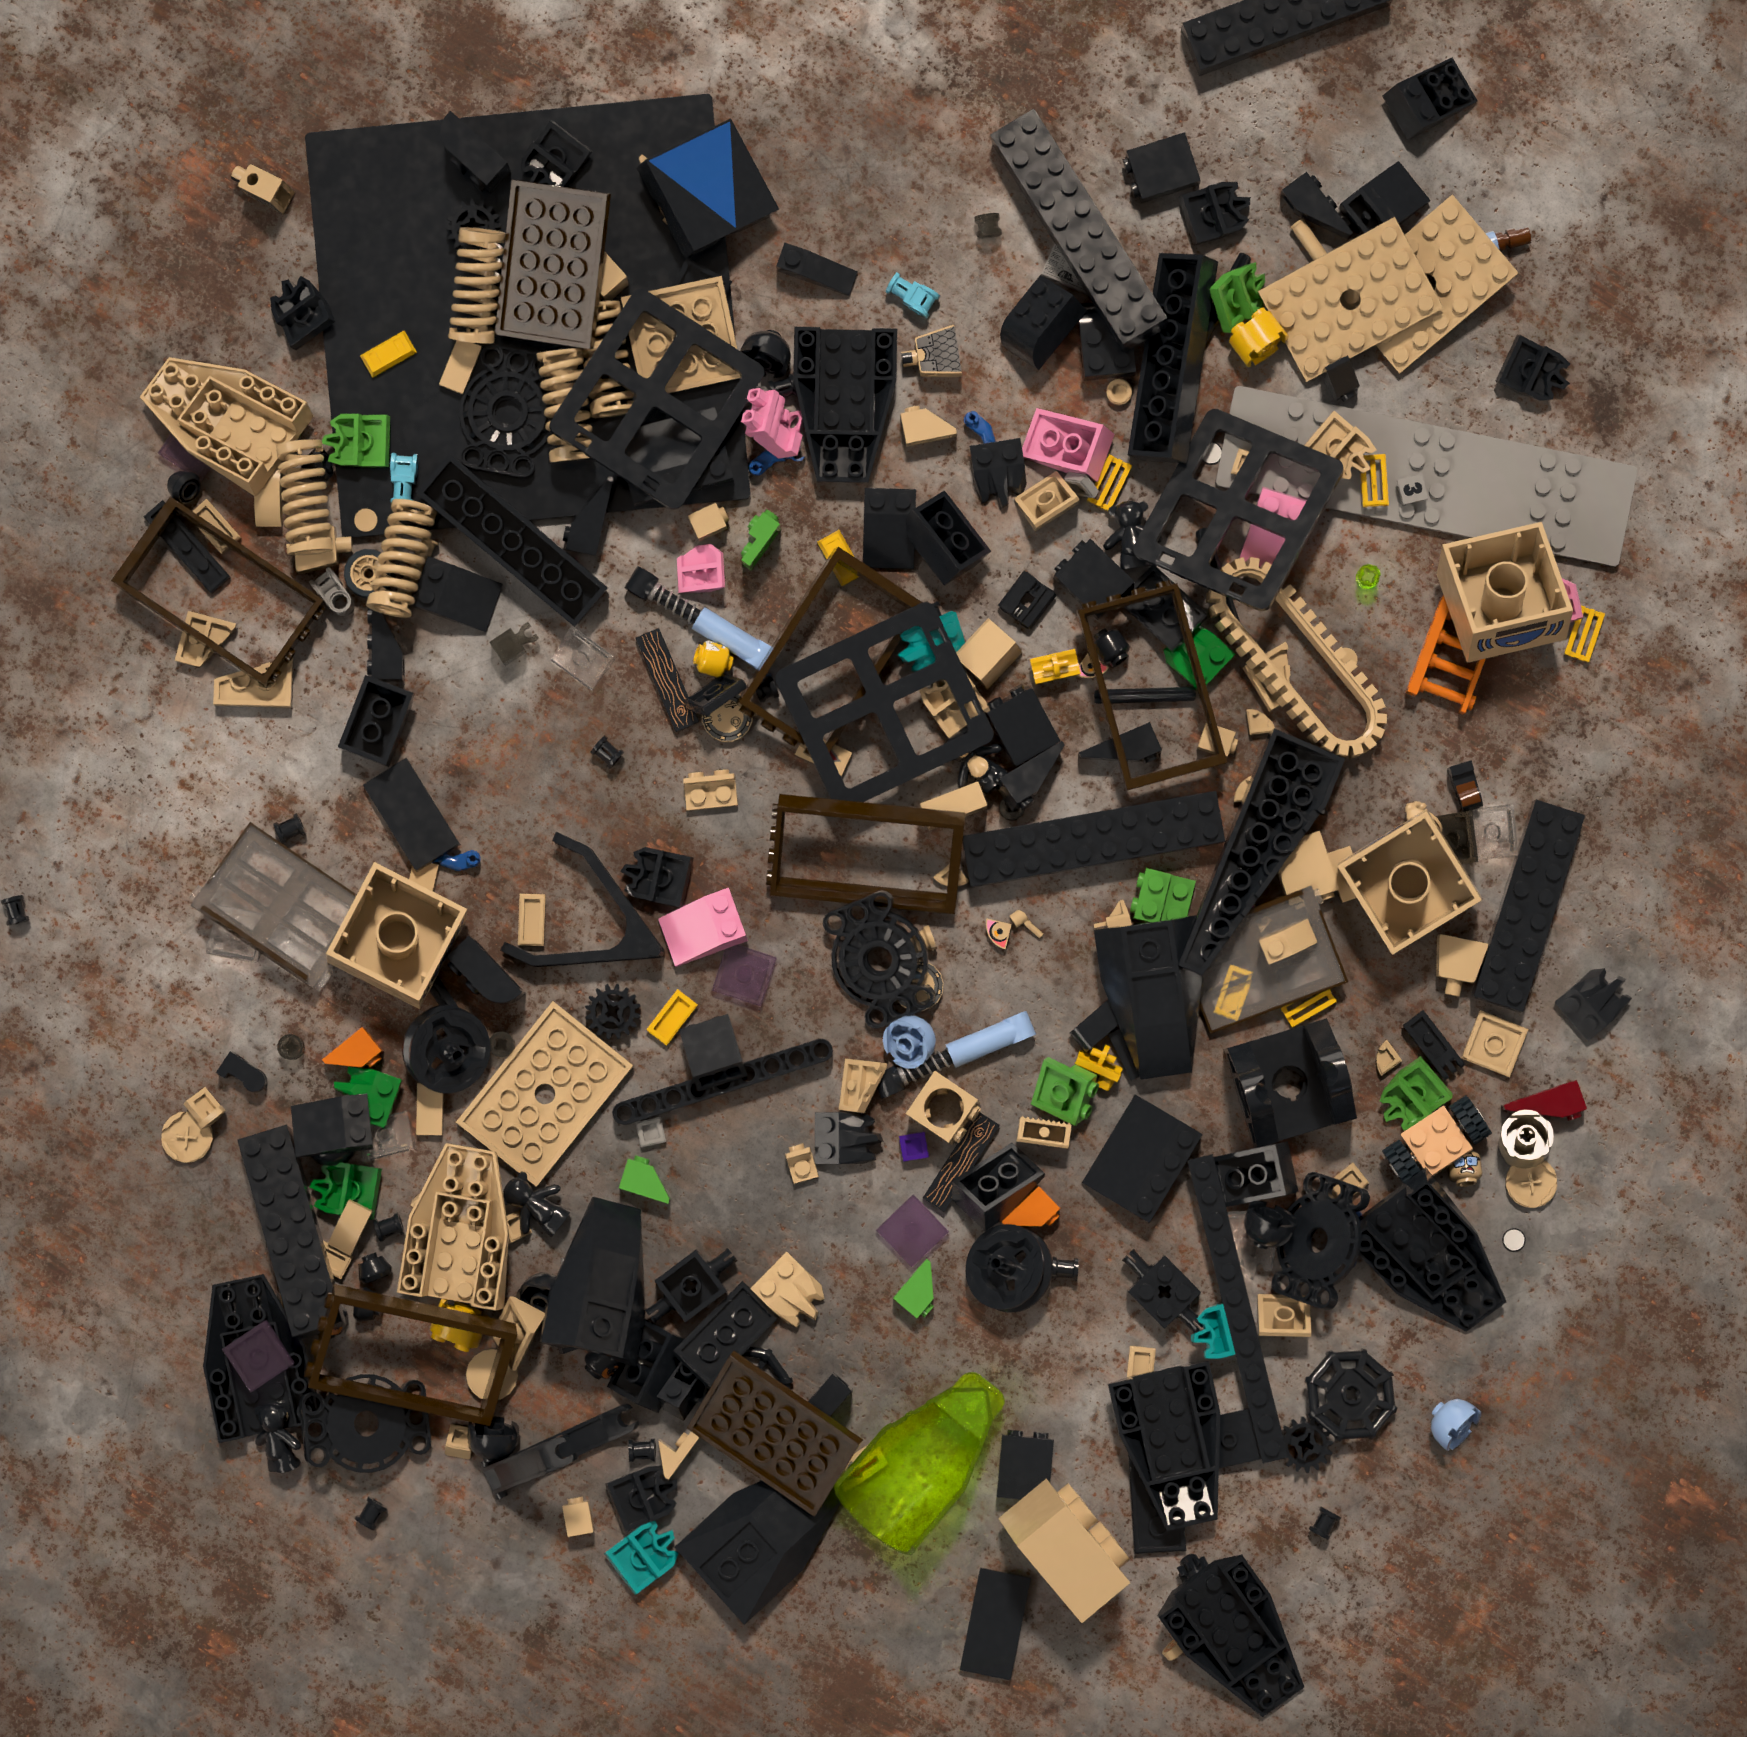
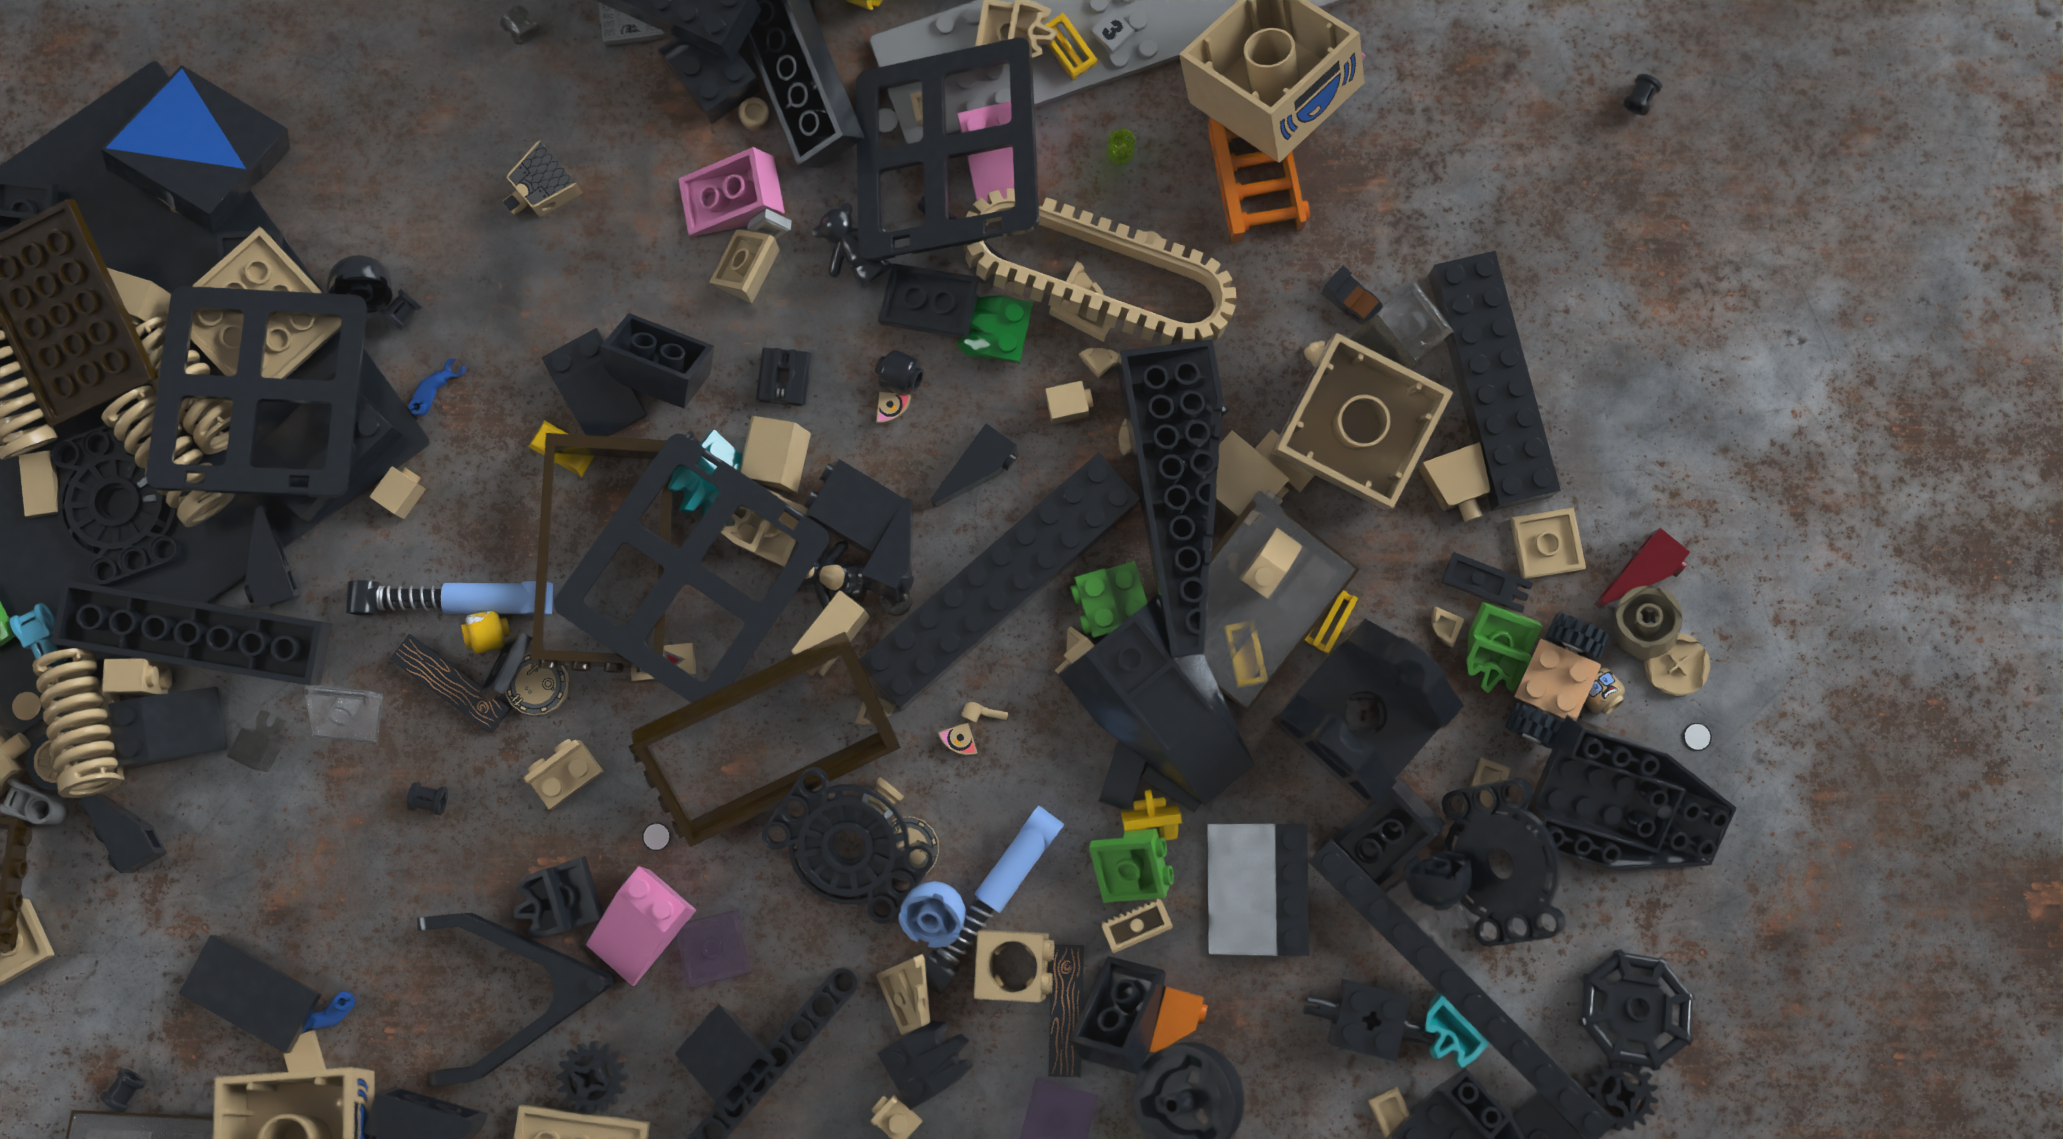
camera: 35 degrees left, 5 degrees down
(376, 721) = (152, 915): black brick -> none
(456, 548) = (136, 677): none -> tan brick
(531, 919) = (448, 1029): tan tile -> none
(672, 1017) = (661, 1043): yellow tile -> none
(701, 570) = (420, 548): bright pink slope -> none
(748, 873) = (656, 836): none -> white sticker
(762, 532) = (463, 469): bright green plate -> none
(767, 689) = (559, 630): black wheel -> none
(771, 423) = (402, 349): bright pink hips -> none
(815, 269) = (363, 171): black slope -> none
(844, 396) = (467, 279): black wedge -> none
(913, 1146) = (1005, 1025): dark purple plate -> none
(914, 294) = (485, 137): medium azure connector -> none
(923, 426) = (572, 262): tan slope -> none
(979, 426) = (637, 231): blue arm -> none
(998, 469) = (674, 261): black plate -> none
(1040, 322) = (628, 84): black brick -> none
(1055, 666) = (852, 425): yellow hips -> none
(1065, 1268) = (1248, 1059): black bush -> none
(1092, 575) = (838, 313): black brick -> none
(1119, 463) = (797, 184): yellow tile -> none
(1141, 595) = (894, 299): dark brown door -> none
(1142, 695) = (964, 401): black axle -> none
(1282, 1316) = (1512, 970): tan slope -> none
(1453, 1422) = (1762, 971): light blue cylinder -> none
(1591, 612) = (1387, 77): yellow tile -> none
(1593, 1002) = (1622, 439): black plate -> none

